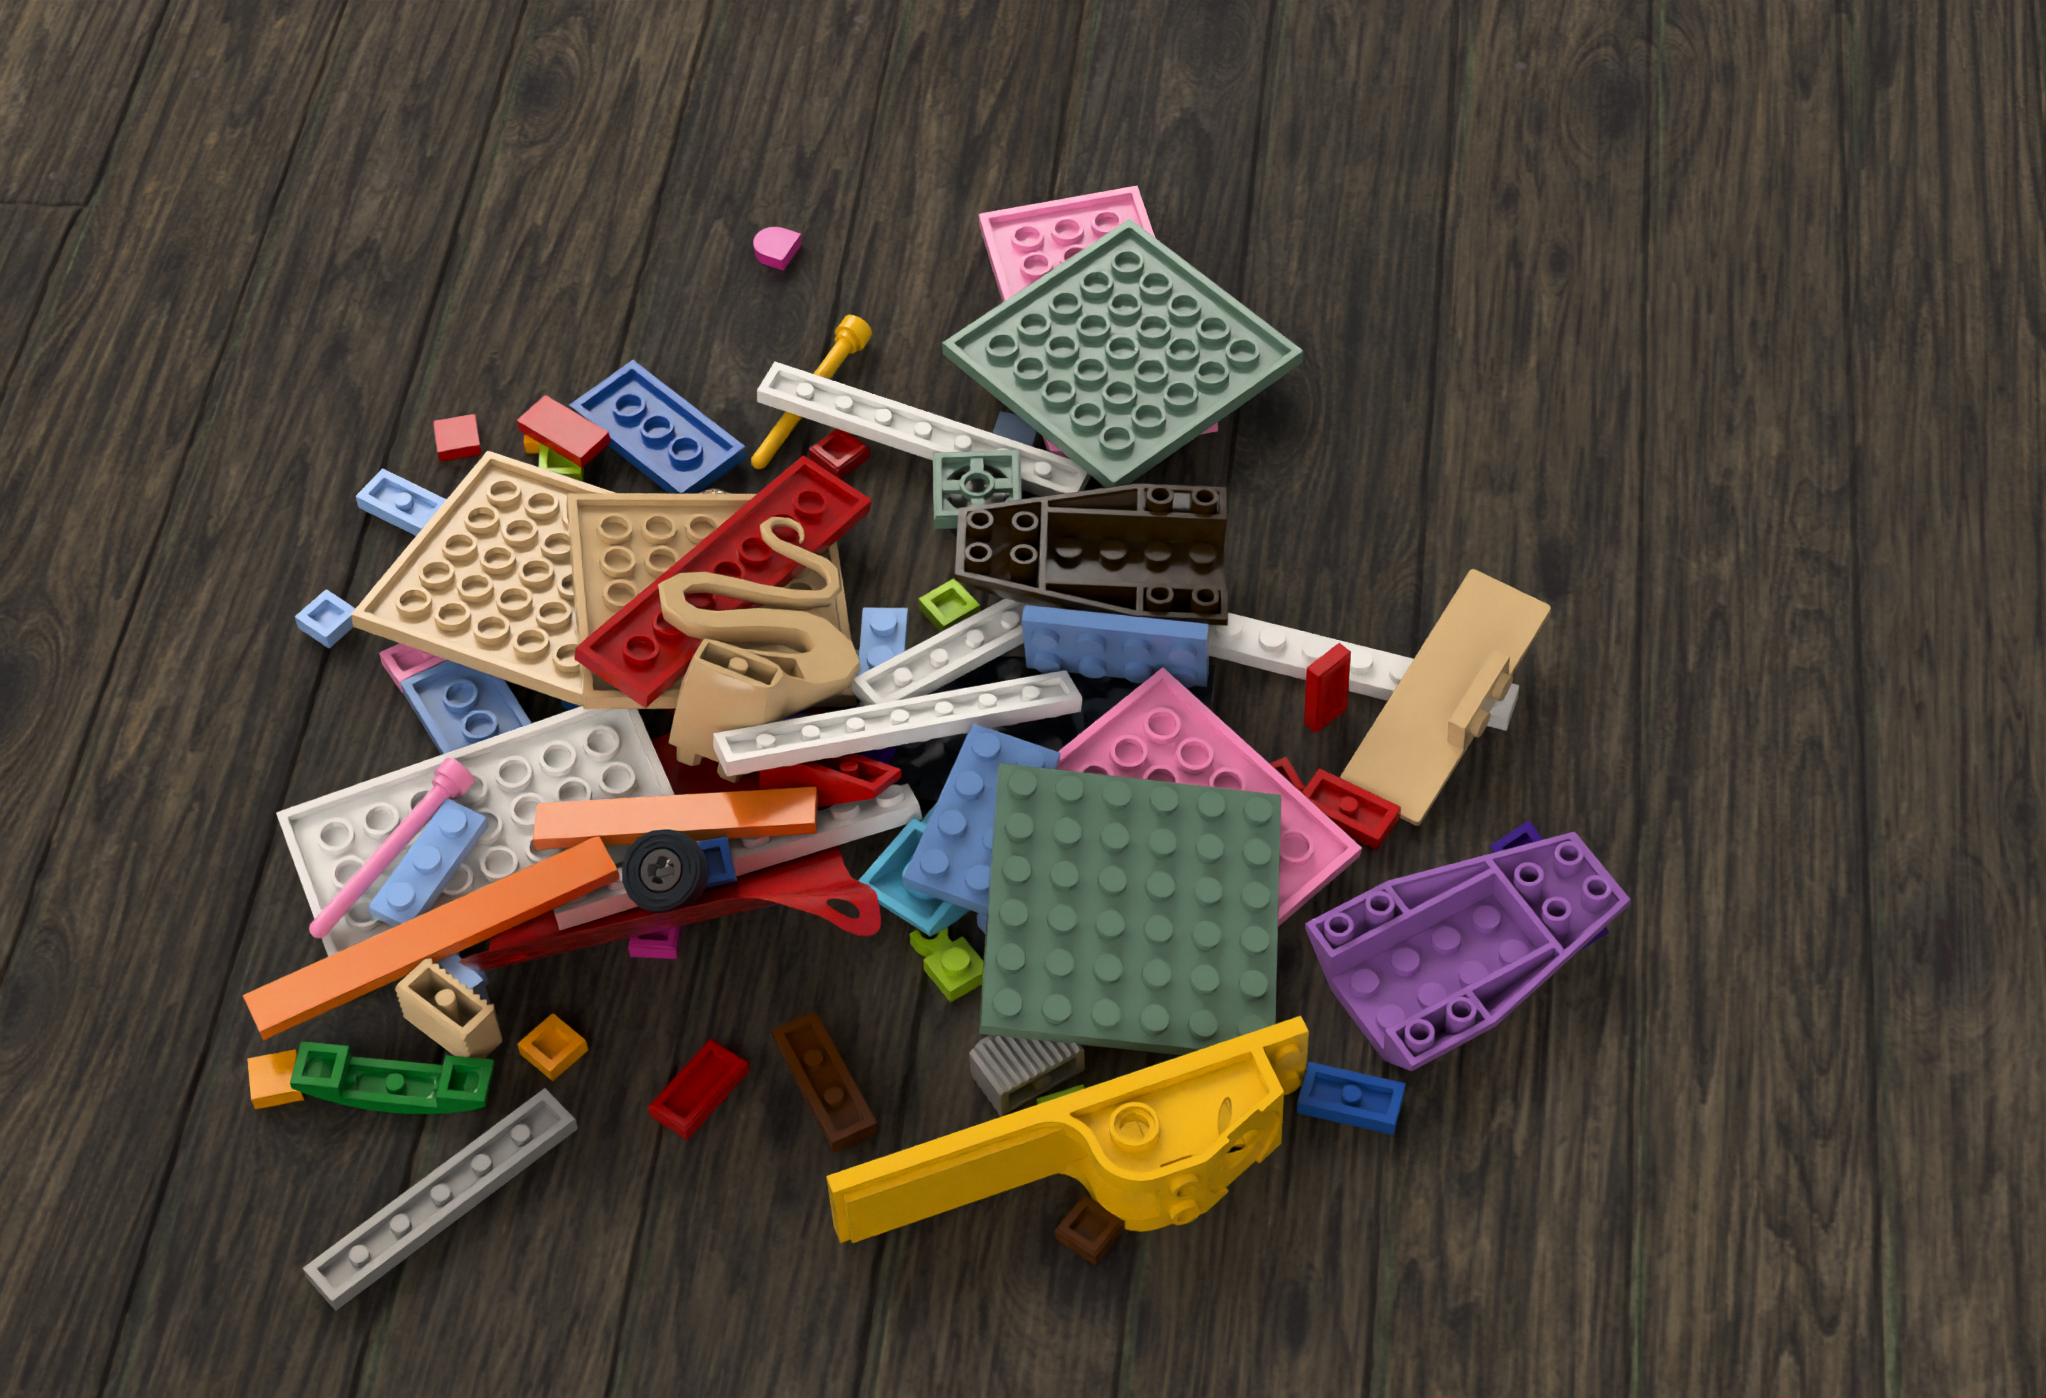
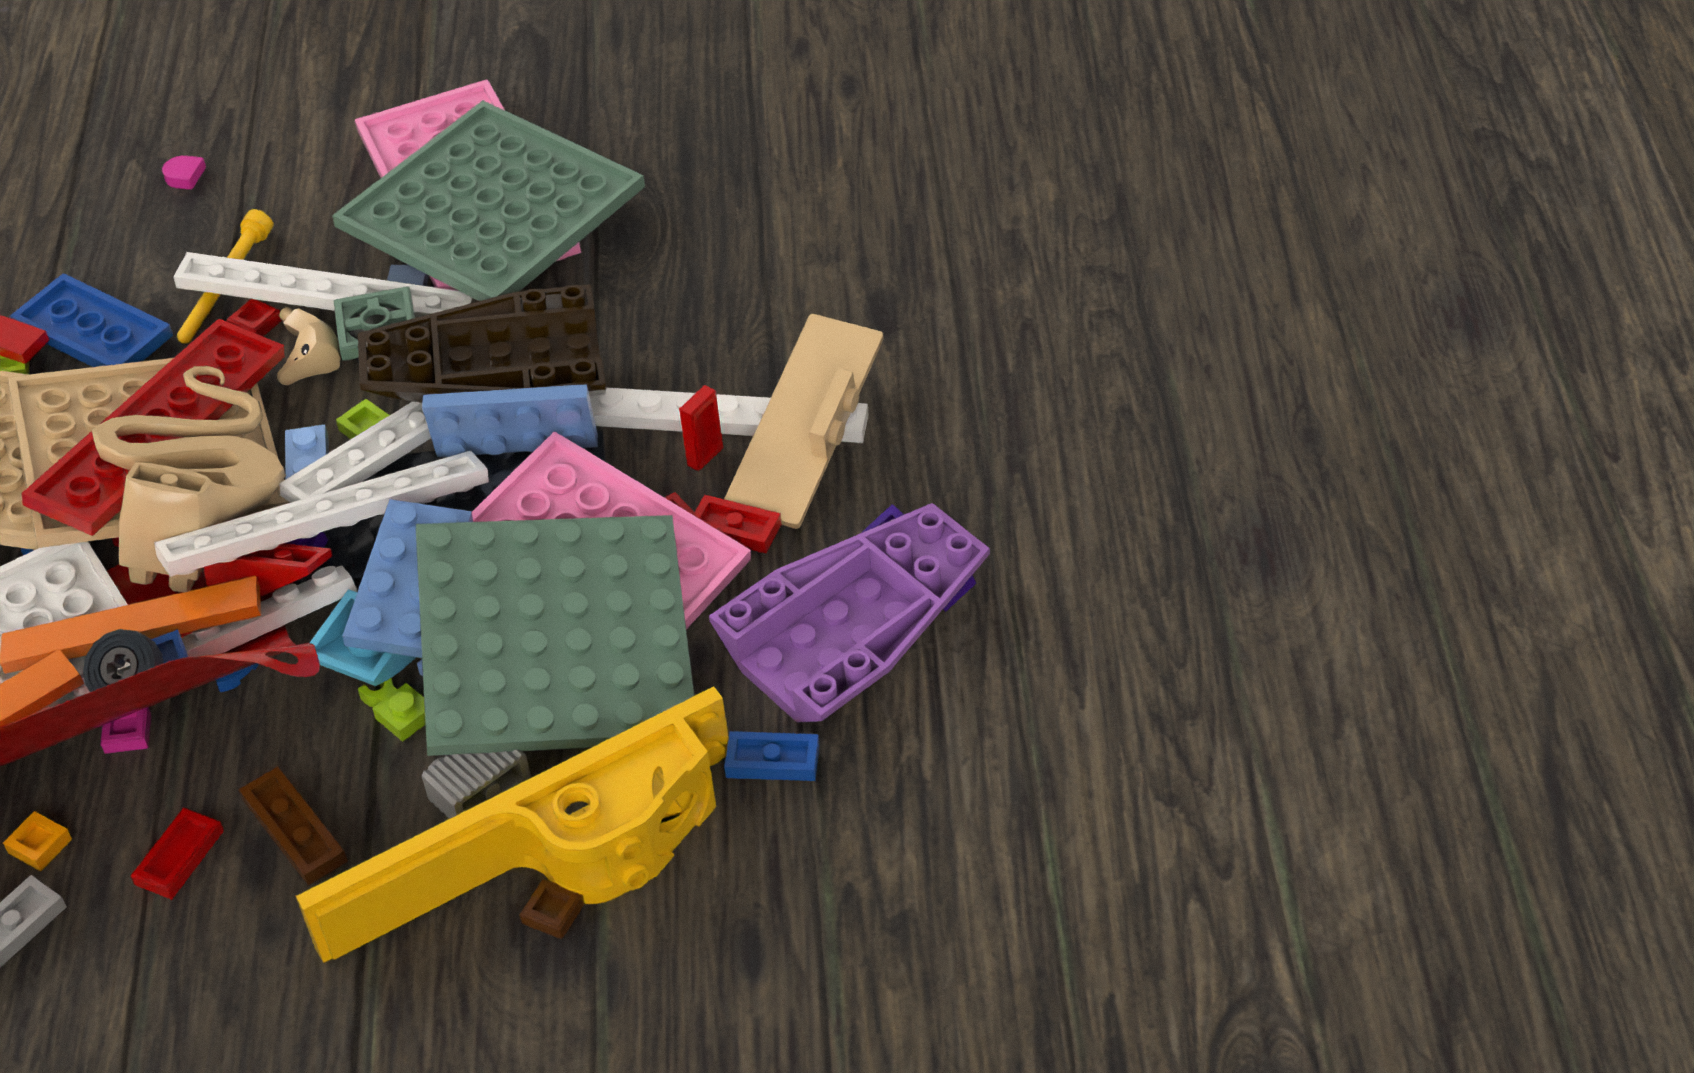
camera: 10 degrees left, 5 degrees down
(907, 504) = (315, 348): none -> tan animal

